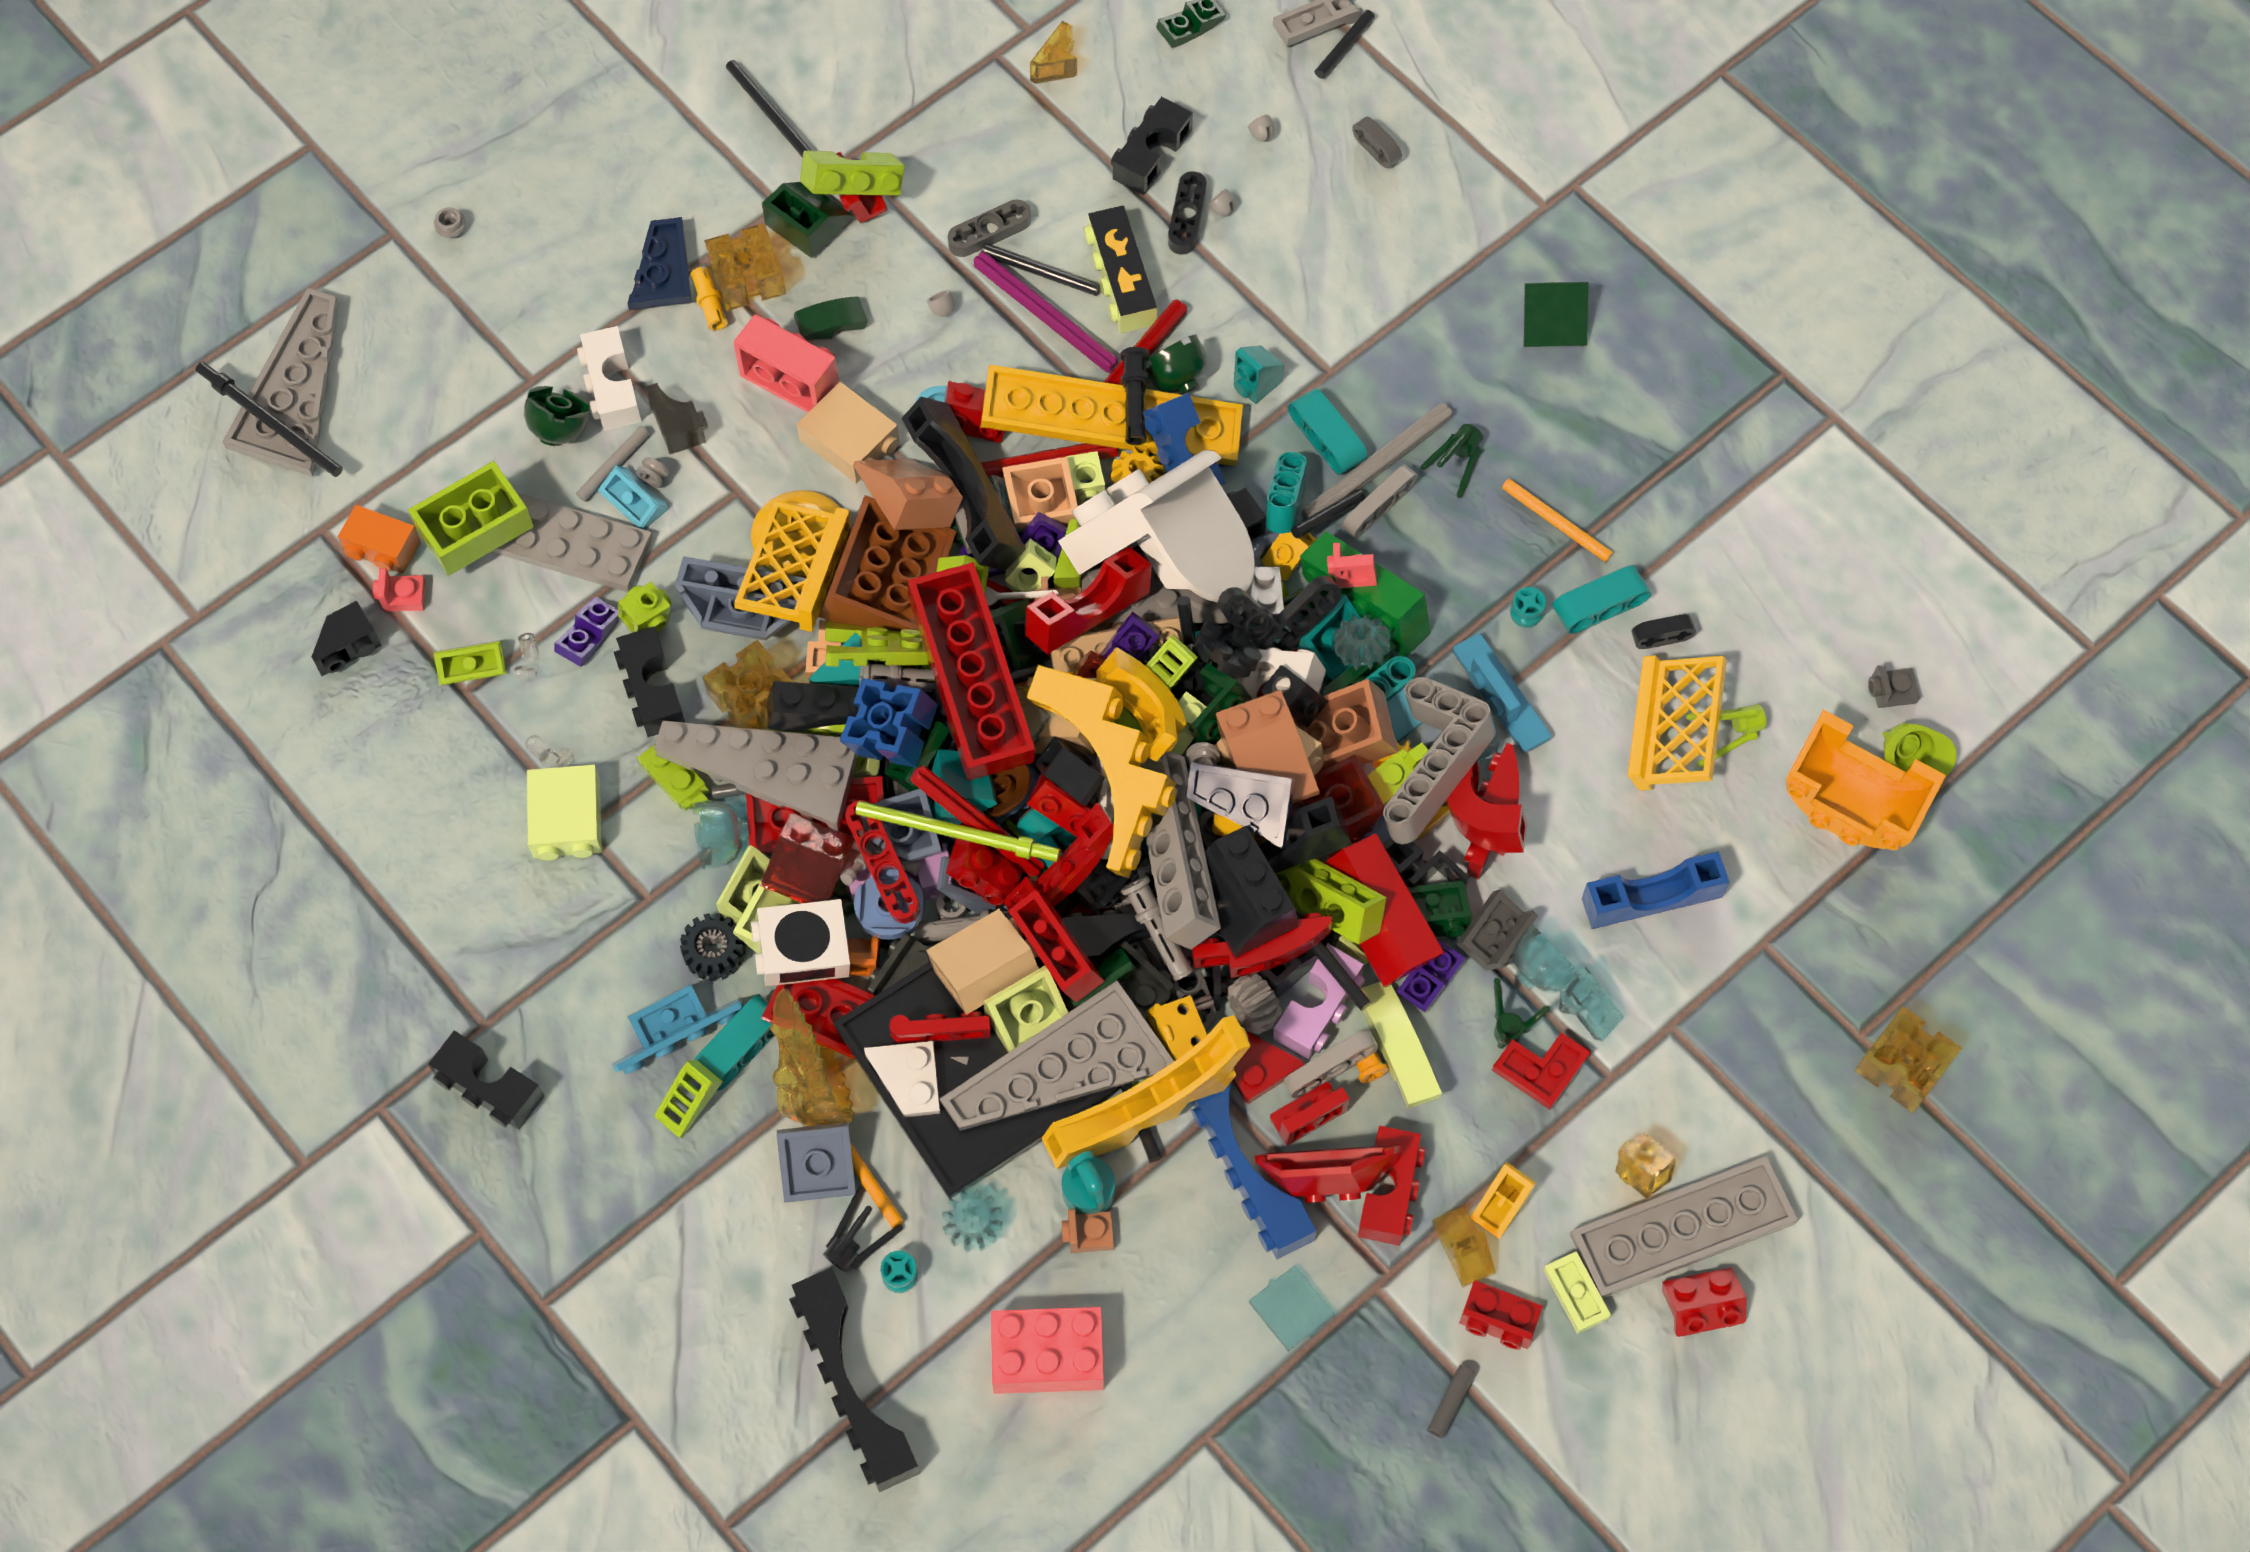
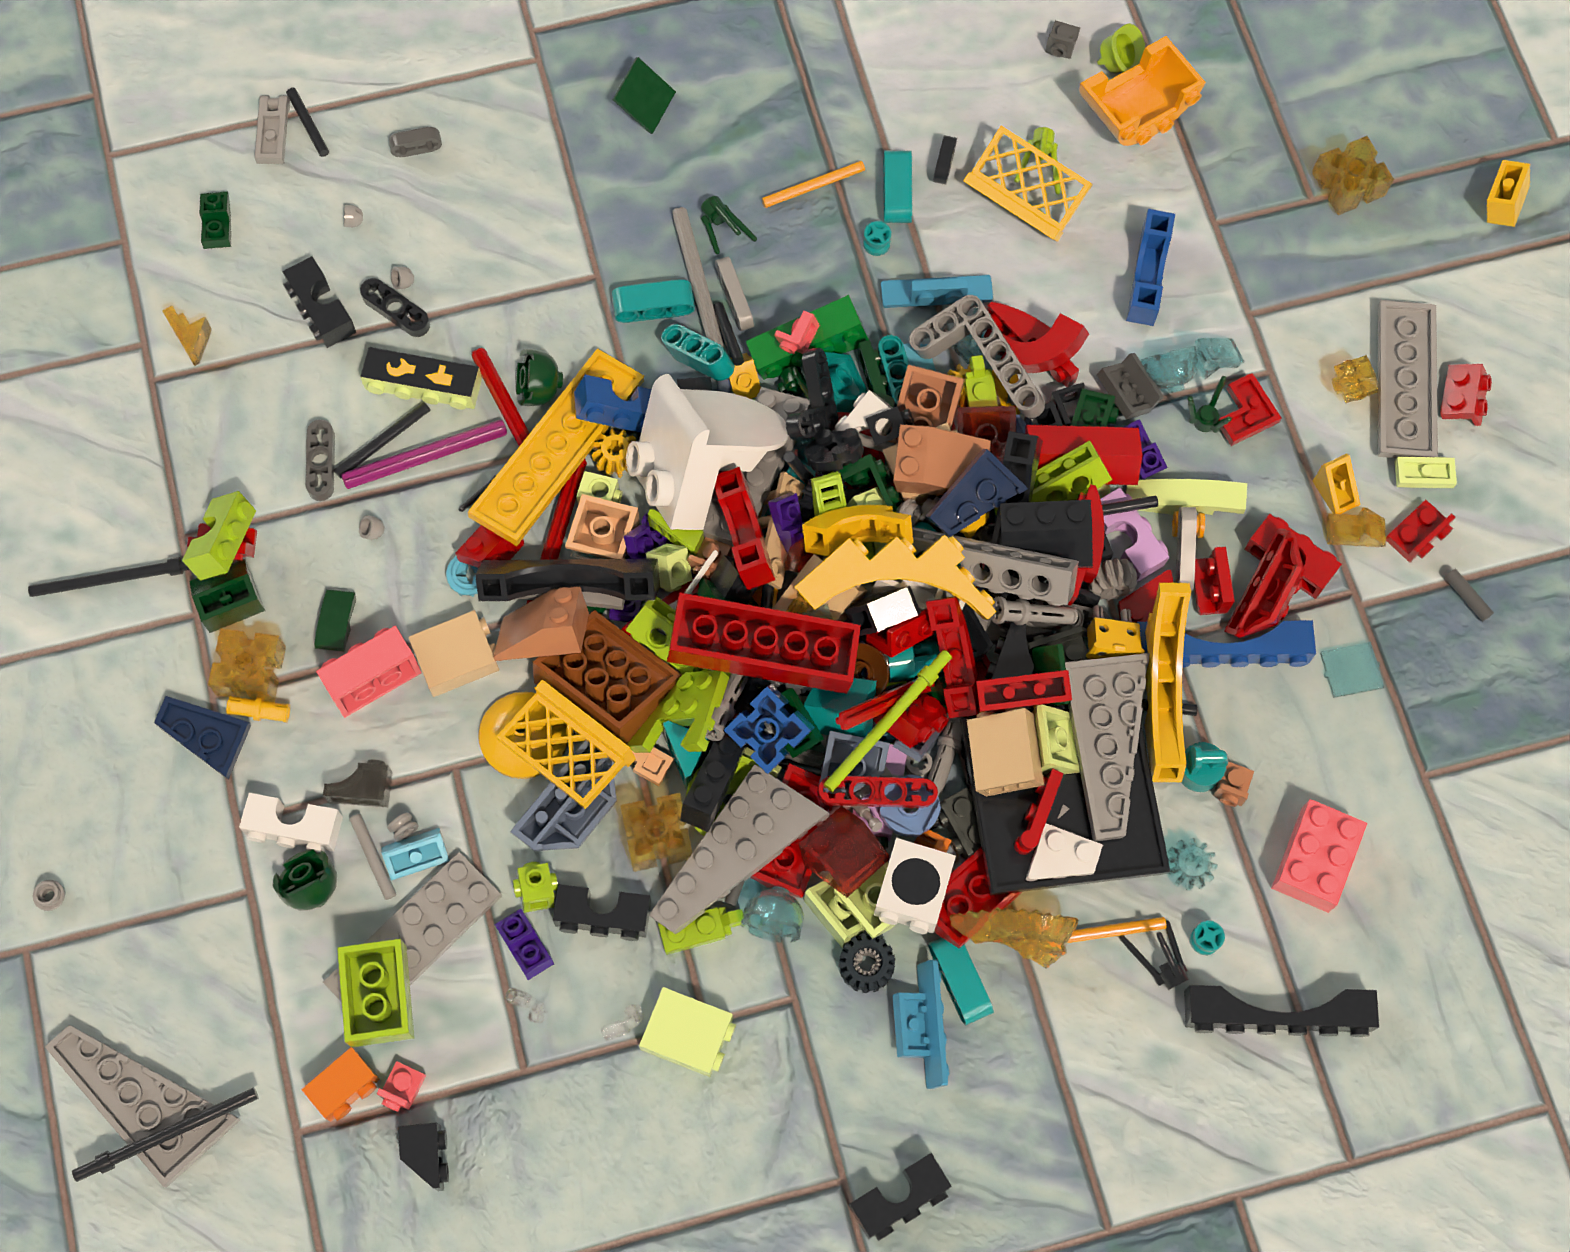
camera: 65 degrees left, 5 degrees up
(470, 662) = (499, 1055): lime slope -> none
(710, 1083) = (983, 1017): lime slope -> none
(816, 1162) = (1094, 960): sand blue plate -> none
(1135, 382) = (543, 411): black pin -> none
(1256, 372) = (576, 325): teal slope -> none
(1362, 641) = (856, 350): clear light blue gear -> none
(1995, 1245) = (1508, 193): none -> yellow brick

